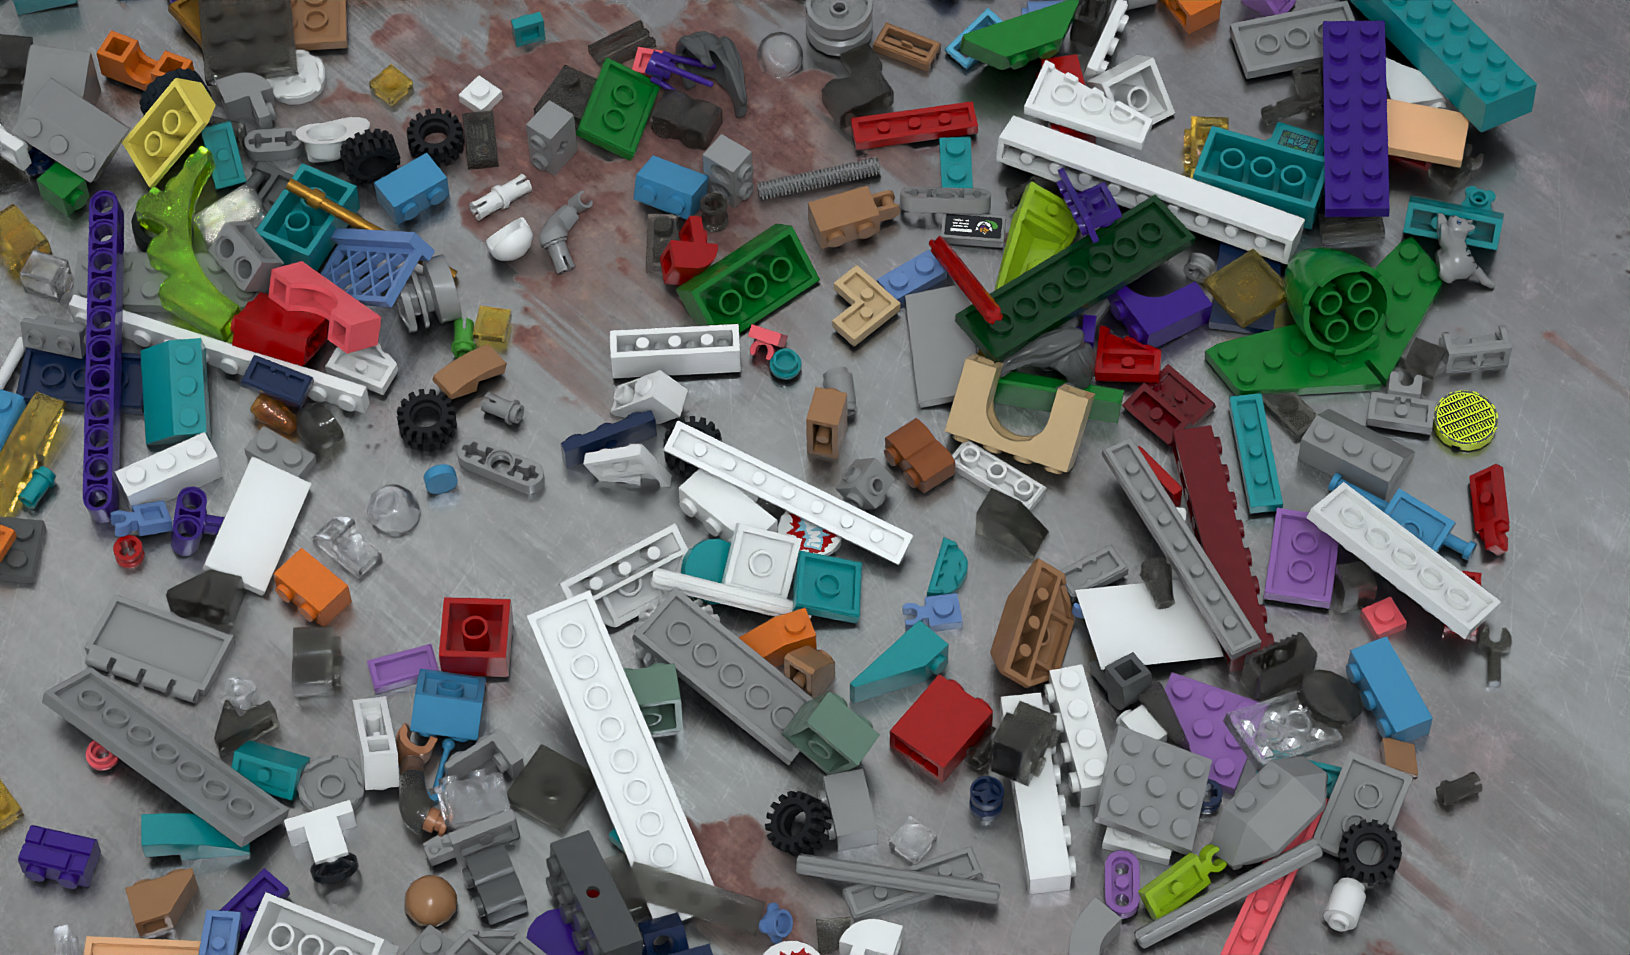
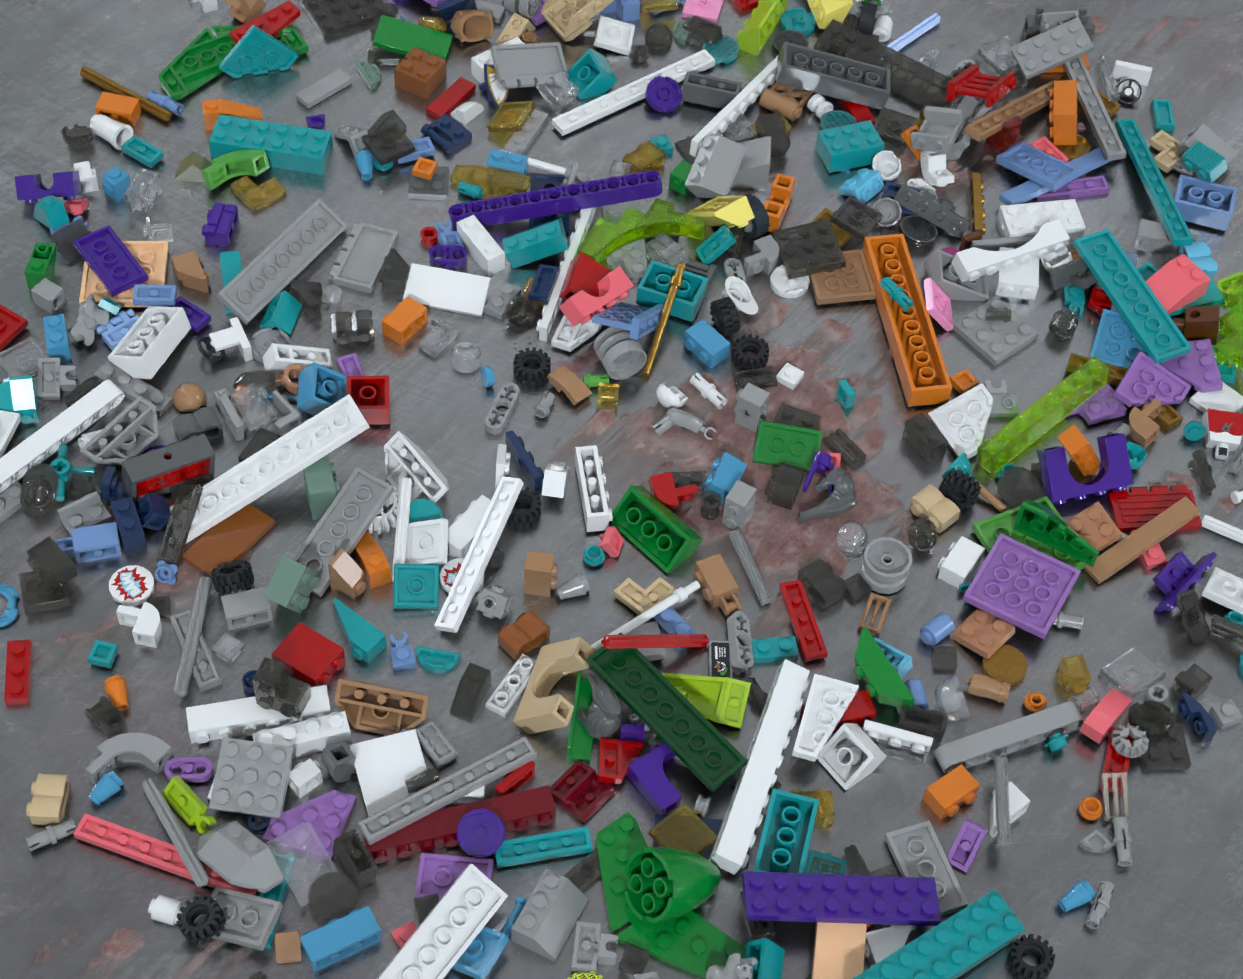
camera: 80 degrees right, 5 degrees down
(244, 256) = (634, 256): light grey brick -> none
(391, 84) = (791, 329): clear yellow plate -> none
(731, 848) = (228, 539): none -> dark orange tile
(872, 261) = (679, 596): none -> white bar
(1090, 207) = (727, 712): dark purple bracket -> none
(1160, 707) = (319, 784): clear smoke slope -> none
(1245, 513) = (480, 833): none -> dark purple tile

